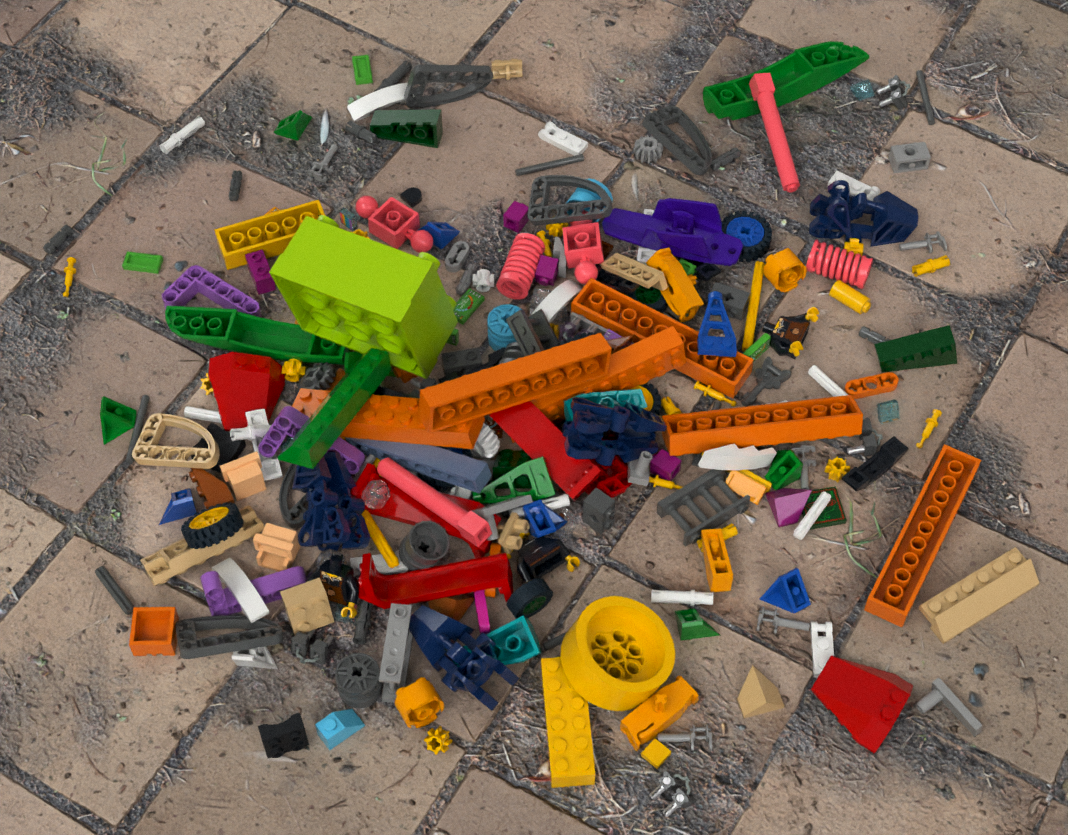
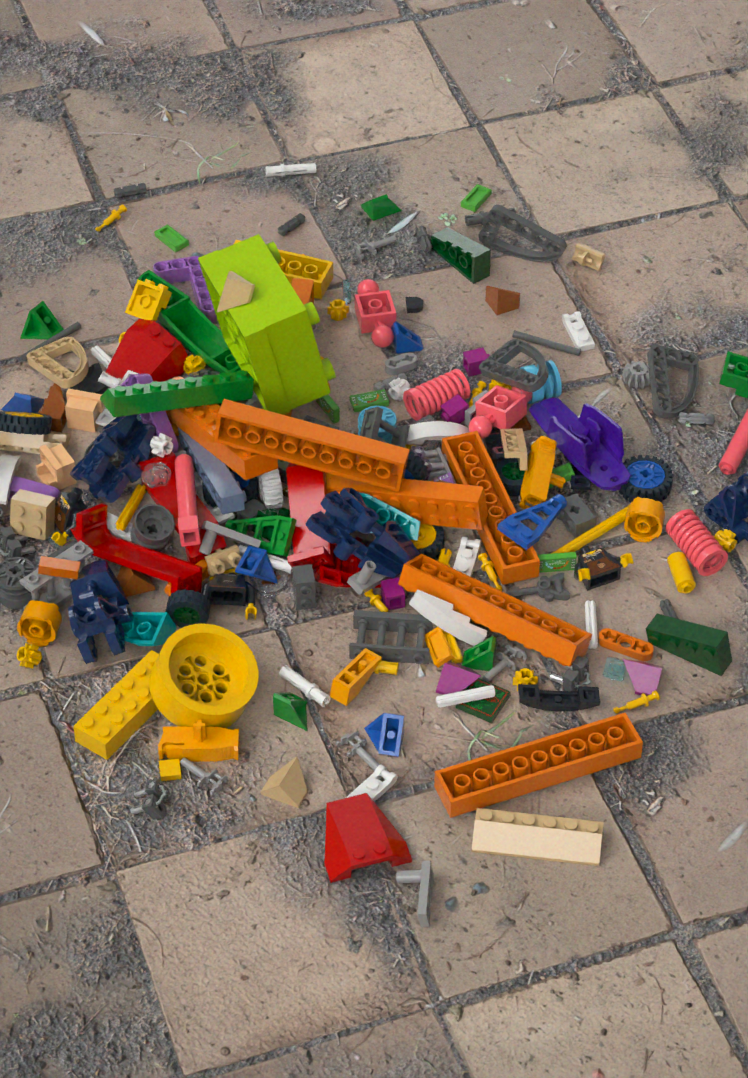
camera: 40 degrees right, 10 degrees down
(206, 336) = (148, 300): none -> yellow plate
(348, 284) = (235, 292): none -> tan slope
(359, 464) = (161, 445): none -> white gear
(377, 100) = (459, 223): white slope -> none
(403, 642) = (59, 567): none -> orange slope
(478, 149) = (502, 300): none -> dark orange slope
(481, 610) = (152, 597): dark pink beam -> none
(683, 394) = (466, 557): none -> white plate
(916, 401) = (644, 676): none -> slope

